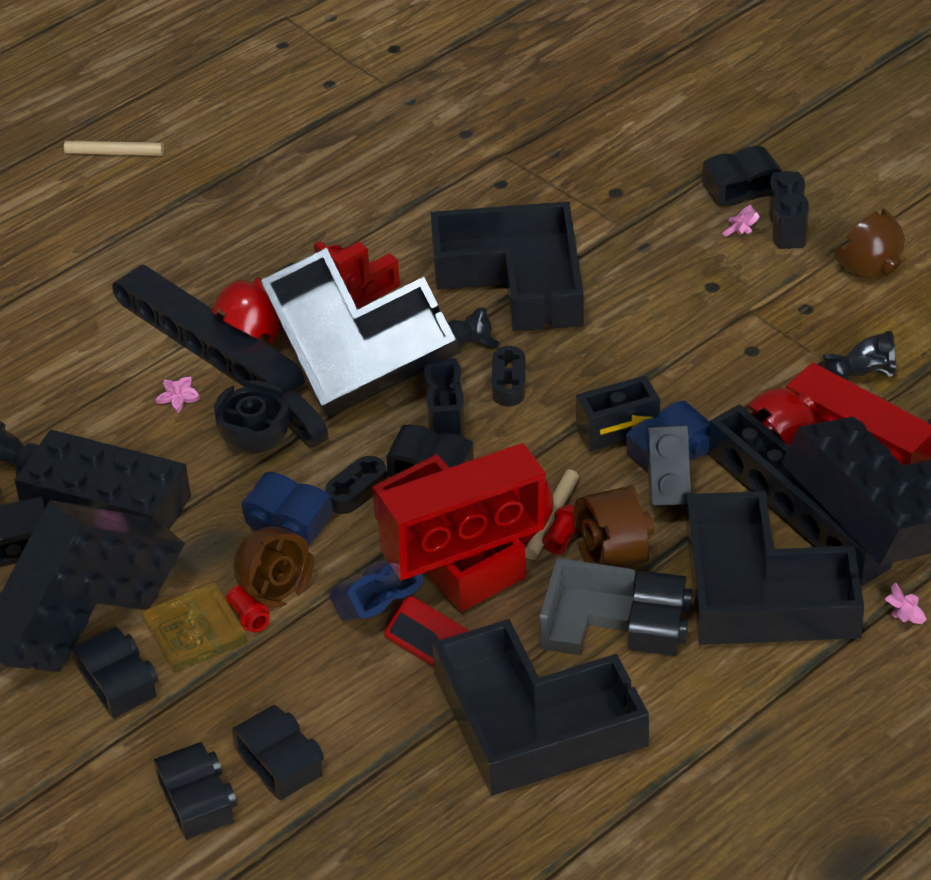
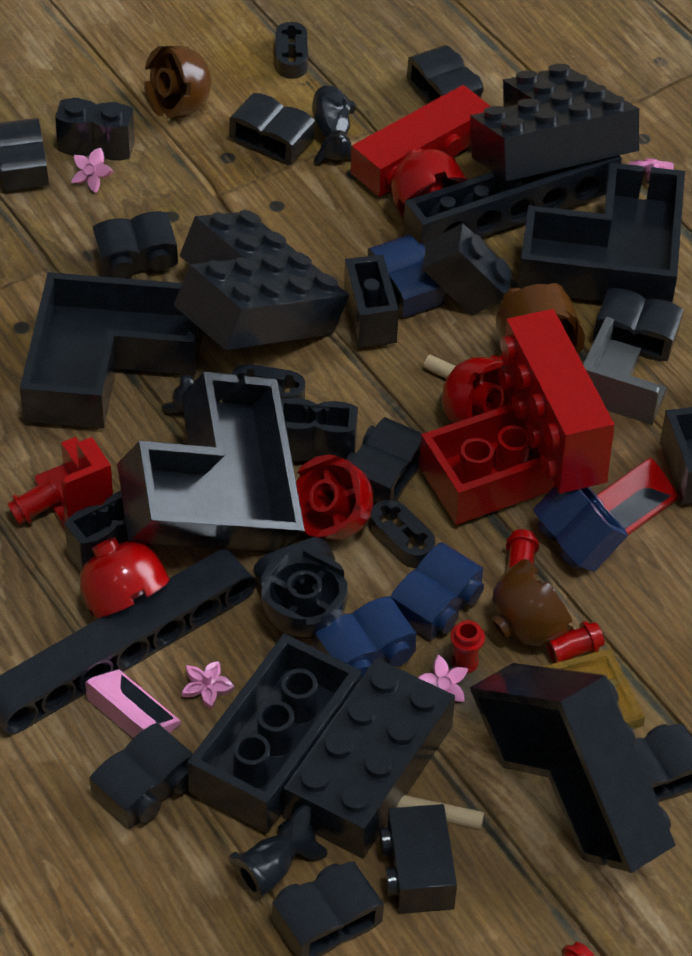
camera: 85 degrees left, 5 degrees up
(76, 368) = (142, 776): none -> black brick
(119, 416) = (269, 731): none -> black brick
(145, 353) = (128, 703): none -> bright pink slope
(193, 526) = (446, 679): none -> bright pink plant
(223, 471) = (367, 634): none -> dark blue brick
(224, 525) = (466, 640): none -> red pin
(343, 562) = (521, 545): none -> red pin
(365, 423) = (333, 497): none -> red cylinder
(592, 338) = (252, 285): none -> black piece
(650, 263) = (135, 244): none -> black brick
(842, 320) = (271, 128): none -> black brick

